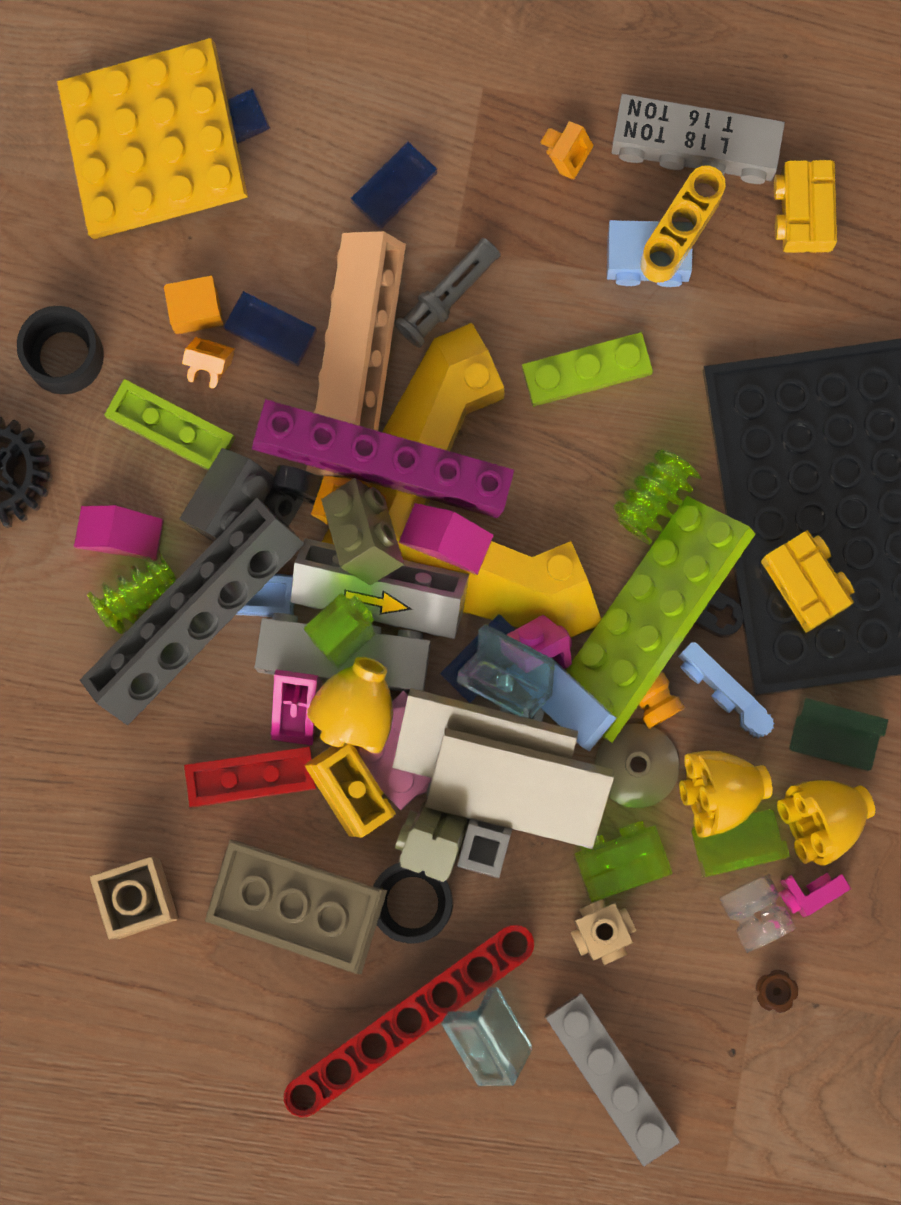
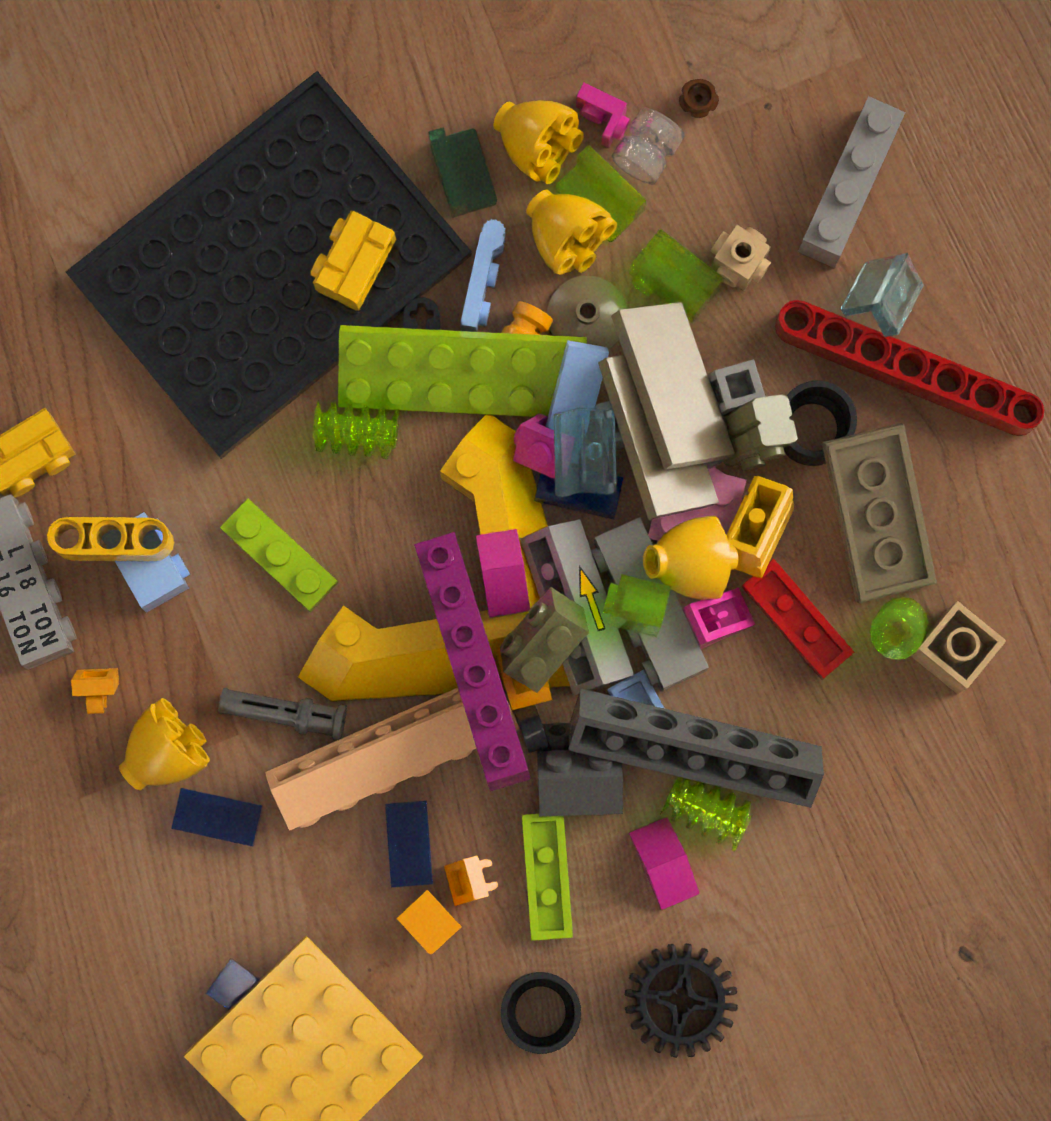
camera: 130 degrees left, 0 degrees up
(182, 856) = (886, 636): none -> clear neon green piece
(478, 172) = (162, 748): none -> yellow piece

